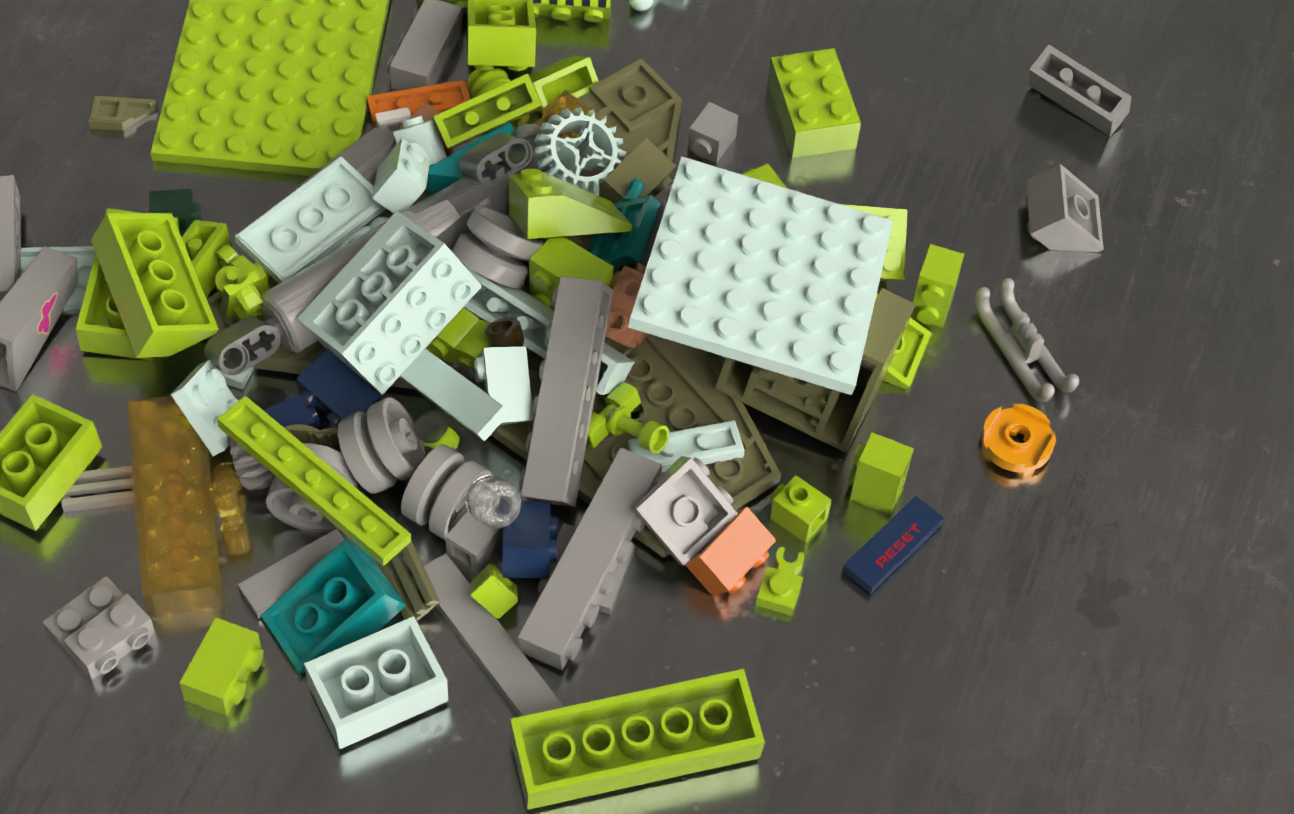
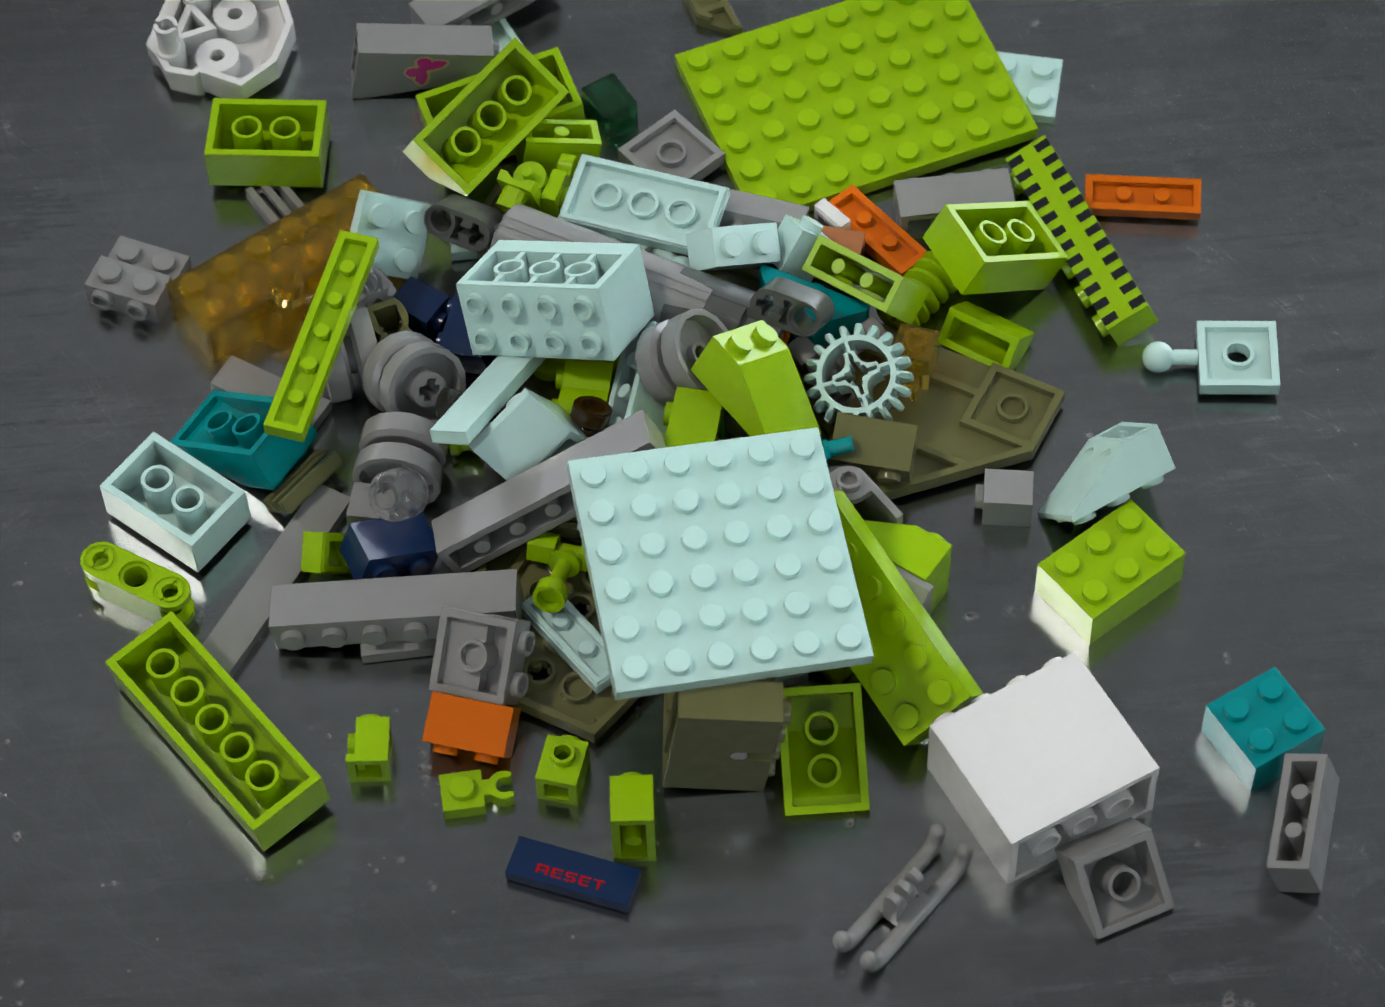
camera: 70 degrees right, 0 degrees up
(222, 667) = (139, 382): lime brick -> none
(247, 193) = (673, 148): none -> light grey plate
(416, 768) = (114, 571): none -> lime piece
(707, 634) = (370, 749): none -> lime brick
(737, 60) = (1108, 470): none -> light aqua slope
(936, 285) = (911, 779): lime brick -> none
(969, 198) = (1040, 765): none -> white brick
(990, 80) = (1259, 725): none -> teal brick
(1016, 456) = (778, 963): light orange plate -> none

